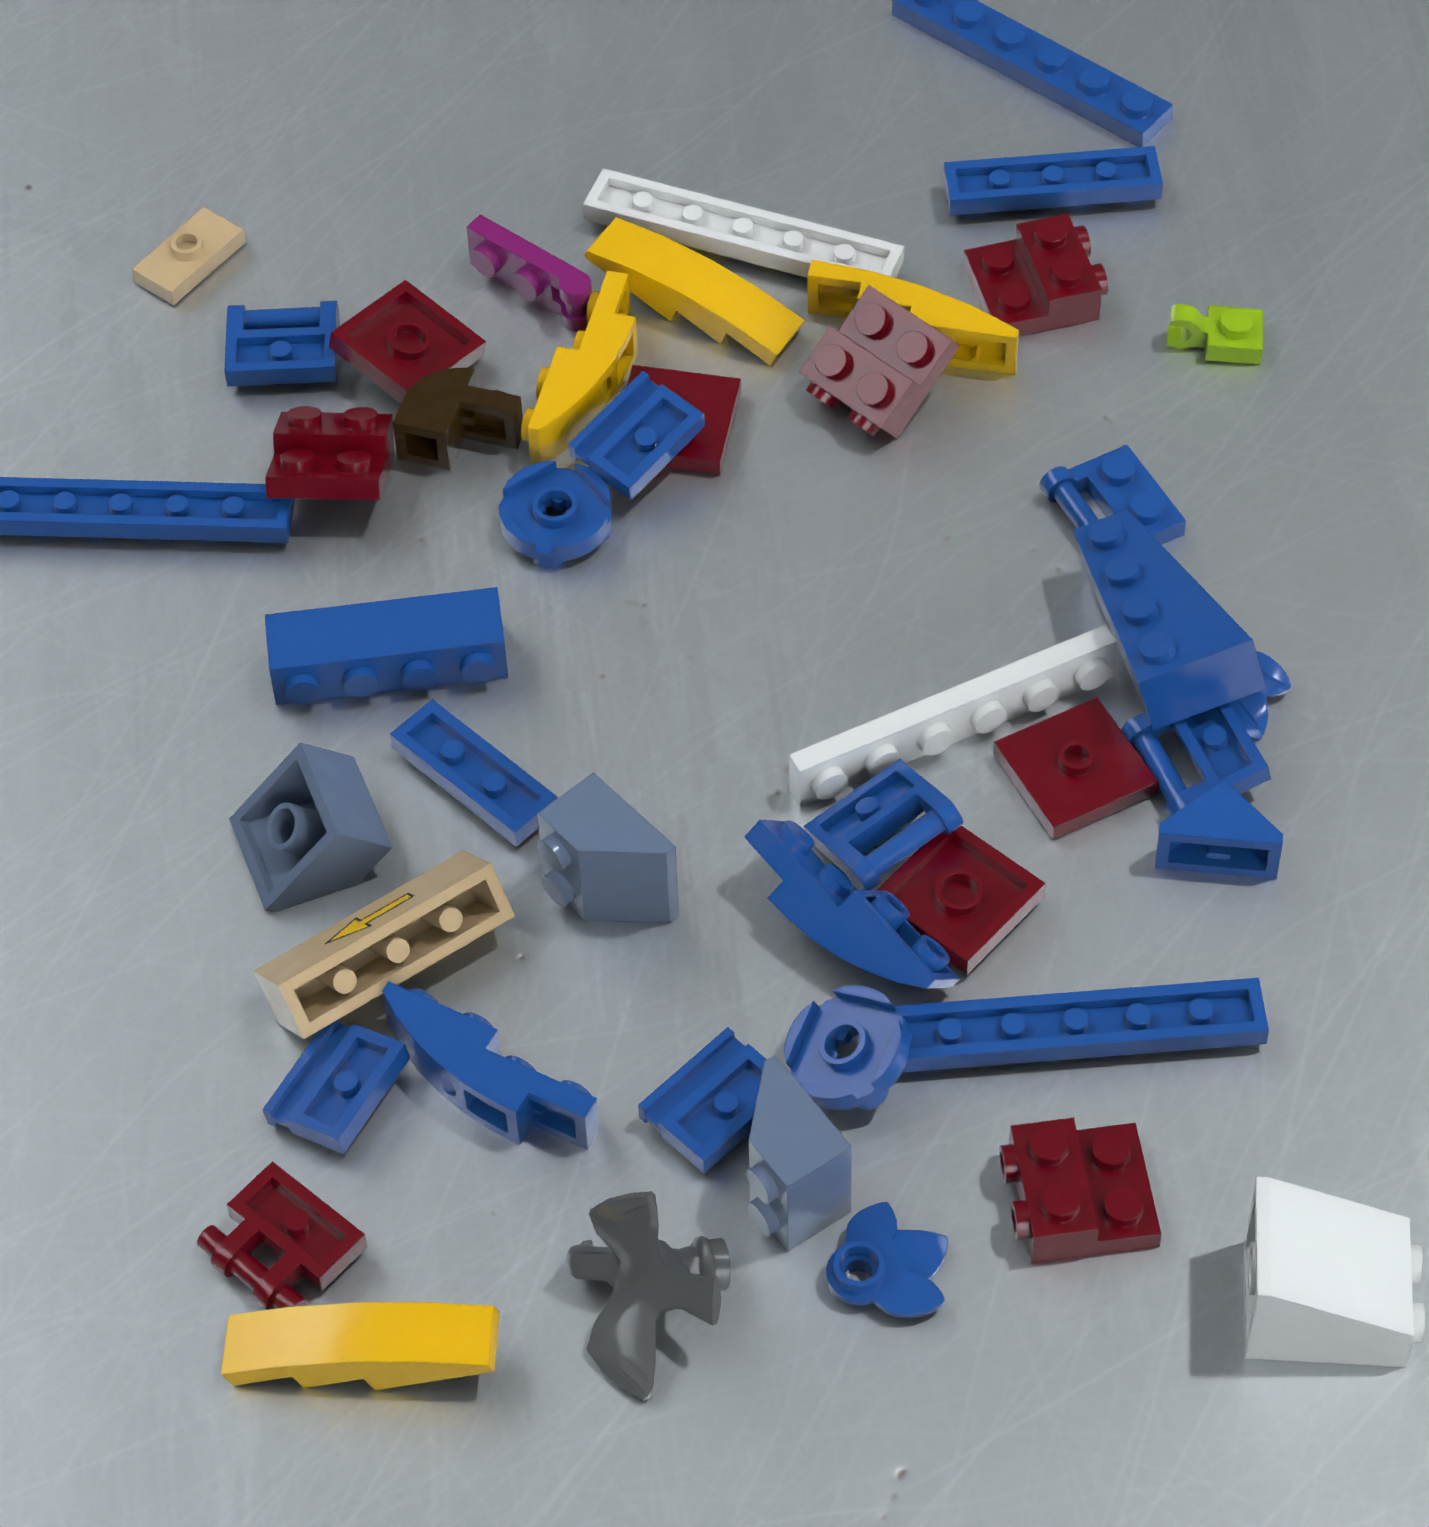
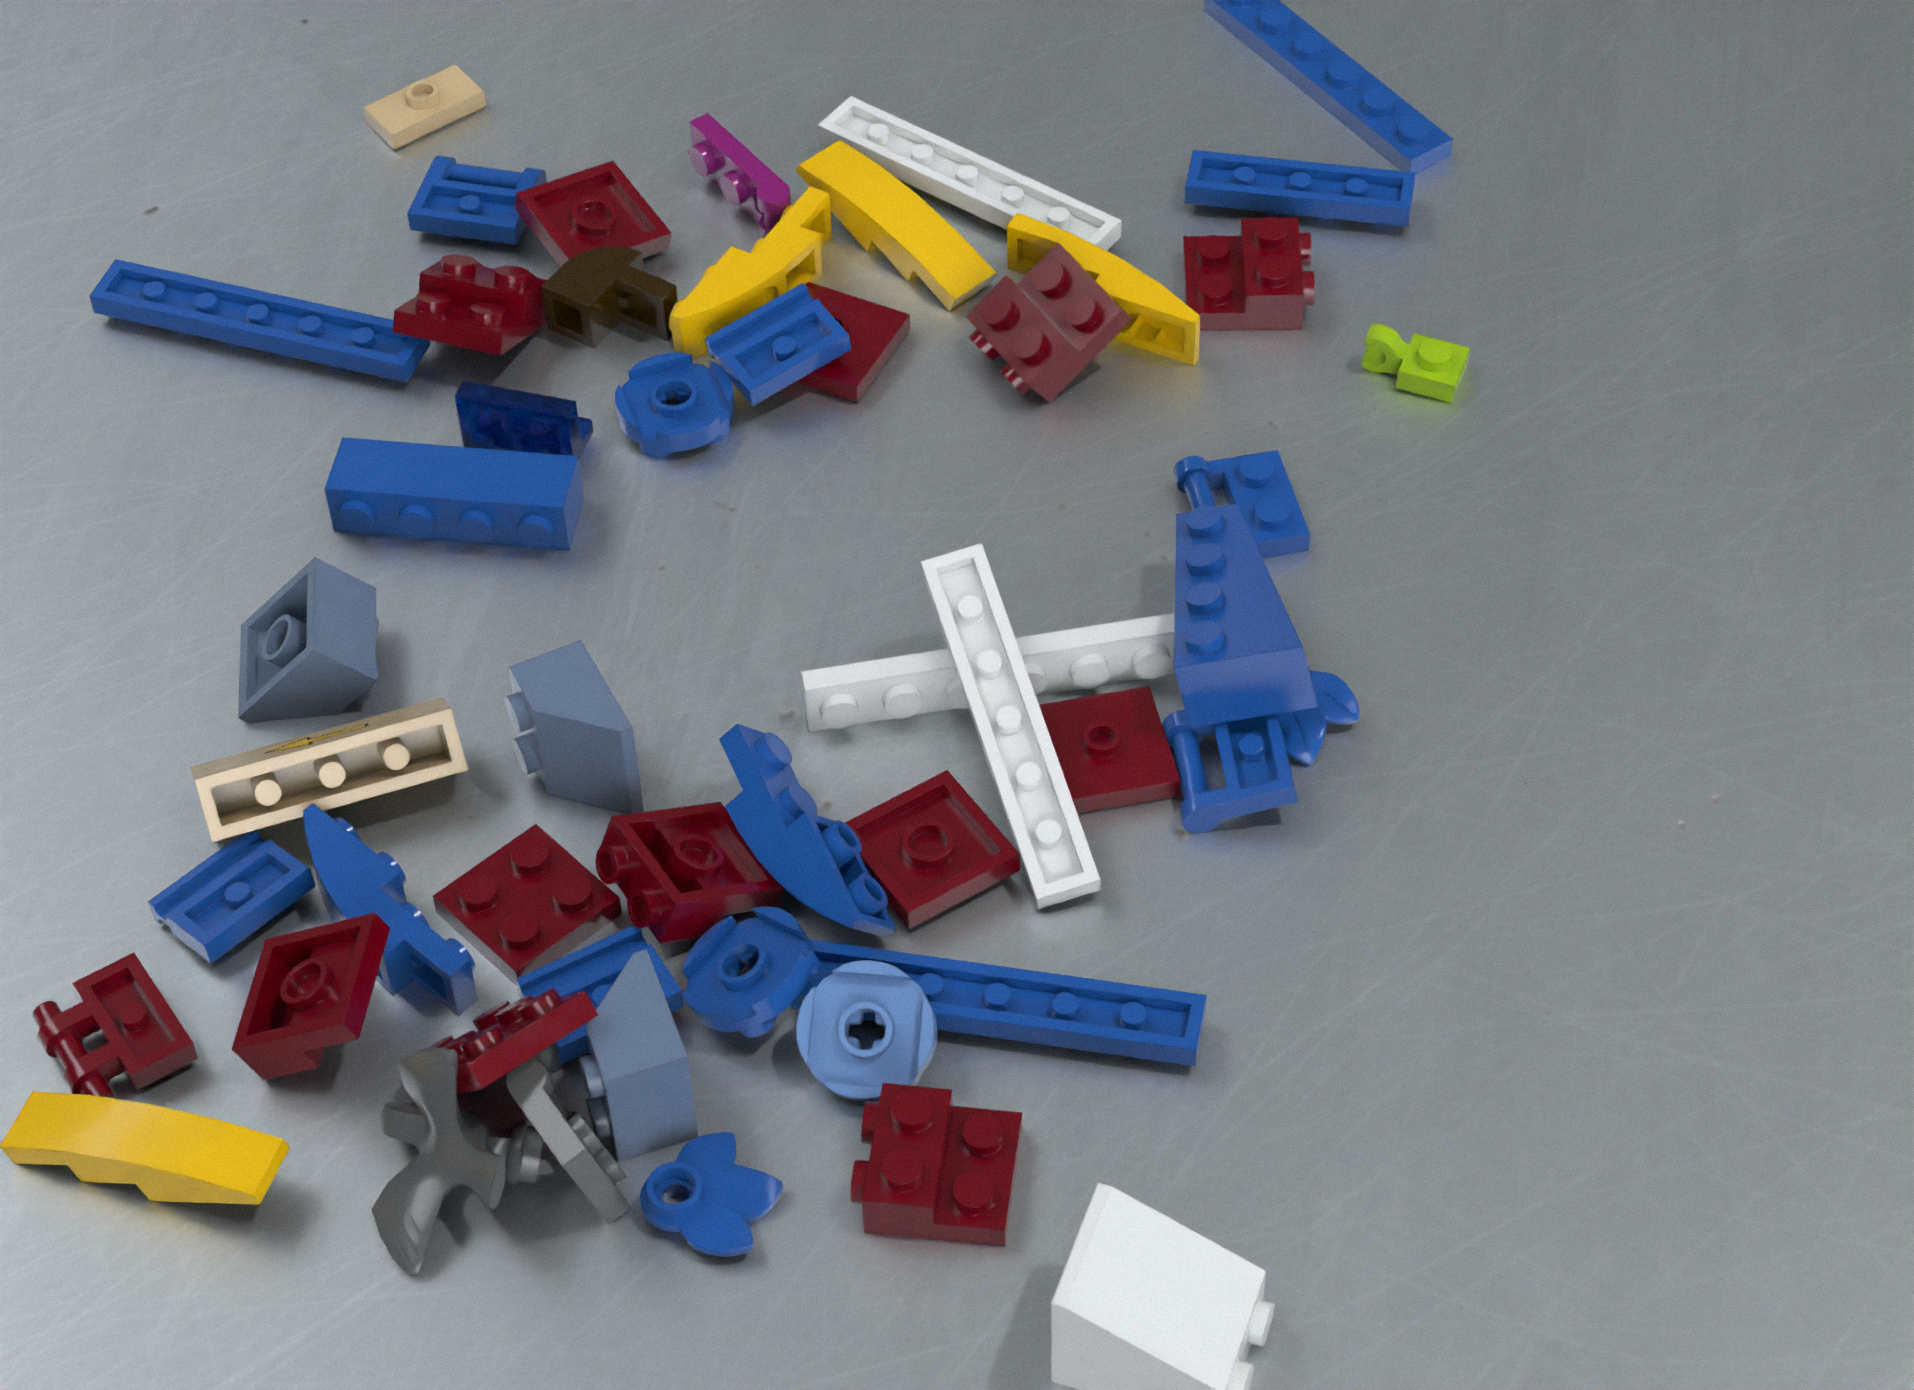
camera: 15 degrees right, 5 degrees down
(423, 564) = (520, 421): none -> clear blue bracket
(462, 1164) = (309, 994): none -> dark red plate
(472, 771) = (483, 618): blue plate -> none
(612, 1031) = (527, 904): none -> dark red plate
(674, 1162) = (514, 1034): none -> dark red plate
(750, 966) = (683, 869): none -> dark red plate
(764, 1251) = (569, 1138): none -> dark grey plate
(873, 814) = (874, 760): blue plate -> none
(997, 1051) = (841, 1002): none -> medium blue plate
(999, 764) = (1011, 727): none -> white plate
(1220, 836) = (1218, 846): blue slope -> none

